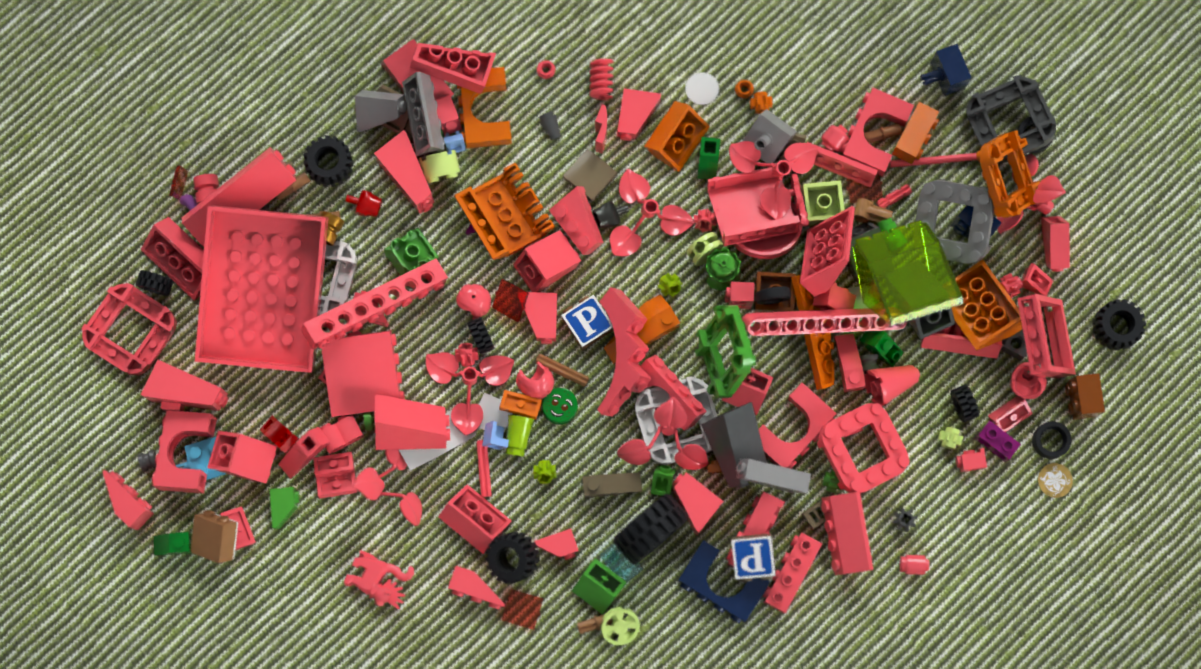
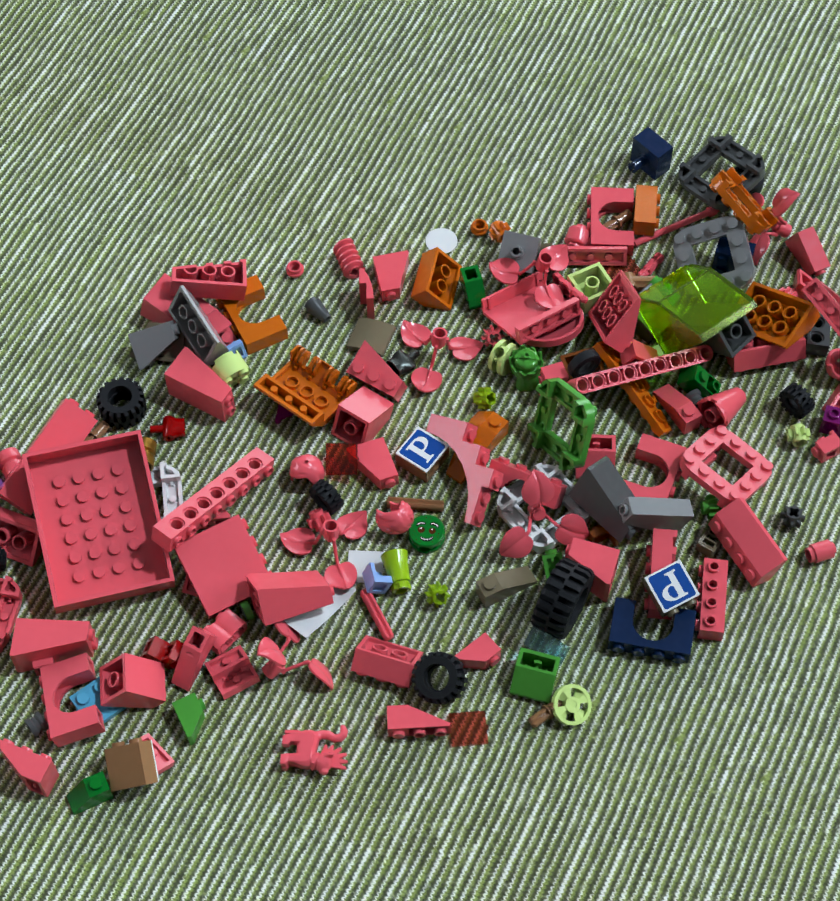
camera: 20 degrees left, 20 degrees down
(410, 252) = (226, 452): bright green slope -> none
(520, 404) = (389, 540): orange panel -> none

